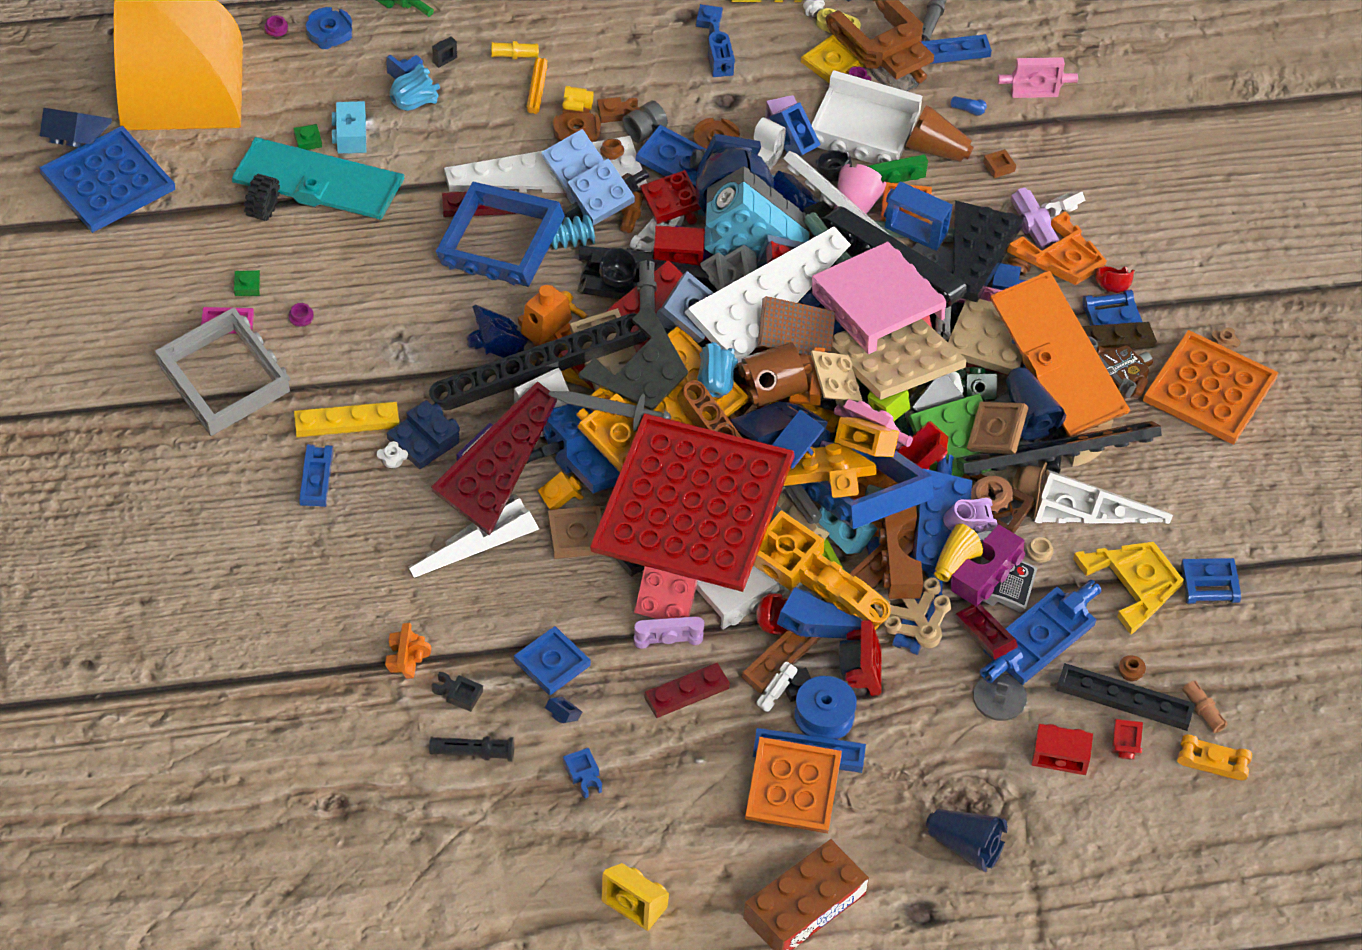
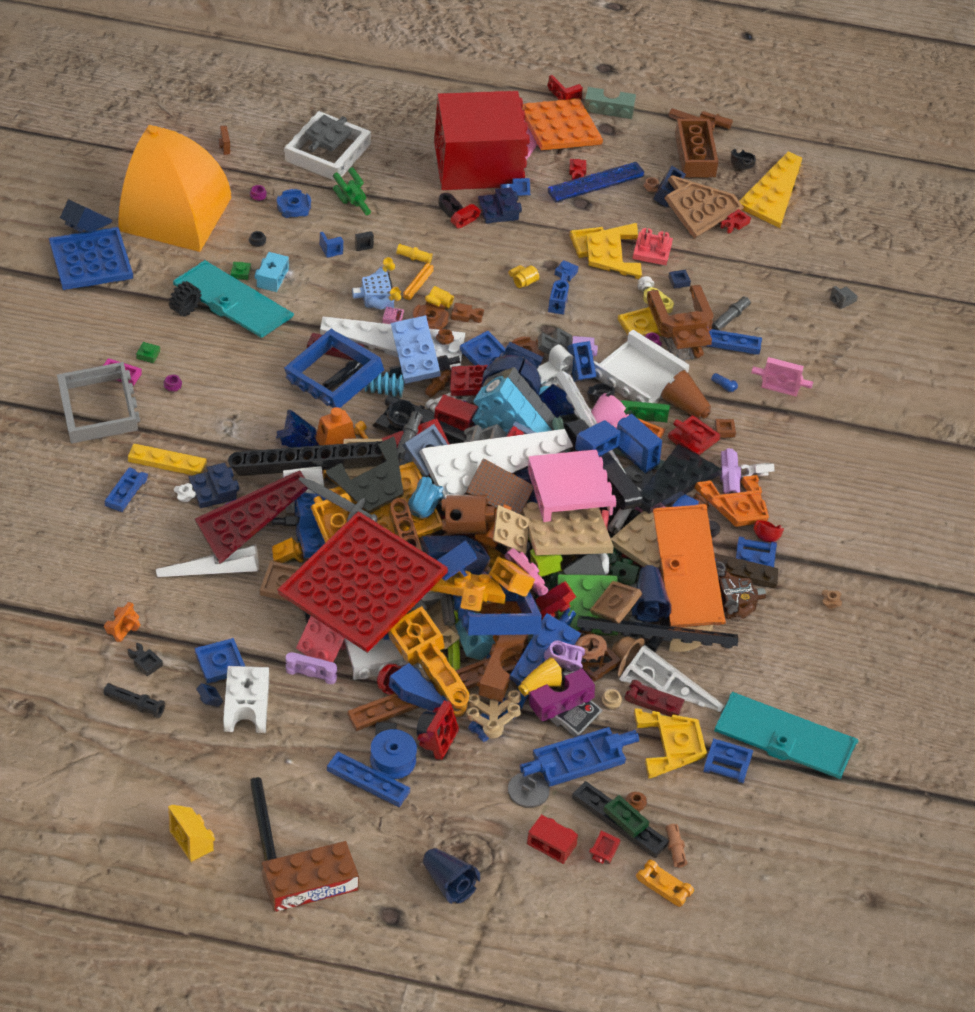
camera: 20 degrees right, 5 degrees down
(307, 88) = (257, 239): none -> black plate
(414, 89) = (328, 259): dark azure piece -> none
(496, 111) = (378, 288): none -> light blue torso
(514, 225) = (350, 369): none -> black pin
(529, 140) = (392, 315): none -> bright pink tile
(583, 769) = (201, 739): blue plate -> none
(612, 697) = (246, 697): none -> white brick
(644, 122) = (477, 325): dark grey wheel -> none
(665, 38) = (524, 276): none -> yellow piece
(686, 690) = (304, 711): dark red plate -> none
(711, 848) = (263, 819): none -> black axle
(747, 117) = (560, 337): none -> dark grey plate
(776, 686) = (367, 728): white axle -> none
(793, 785) = (342, 797): orange plate -> none
(880, 225) = (599, 437): none -> blue brick
(968, 184) = (693, 435): none -> red plate
(986, 630) = (538, 739): dark red plate -> none
(1088, 533) = (654, 699): none -> dark red plate
(1136, 691) = (626, 816): none -> dark green plate
(1210, 387) = (801, 627): orange plate -> none
(1258, 526) = (786, 735): none -> teal door

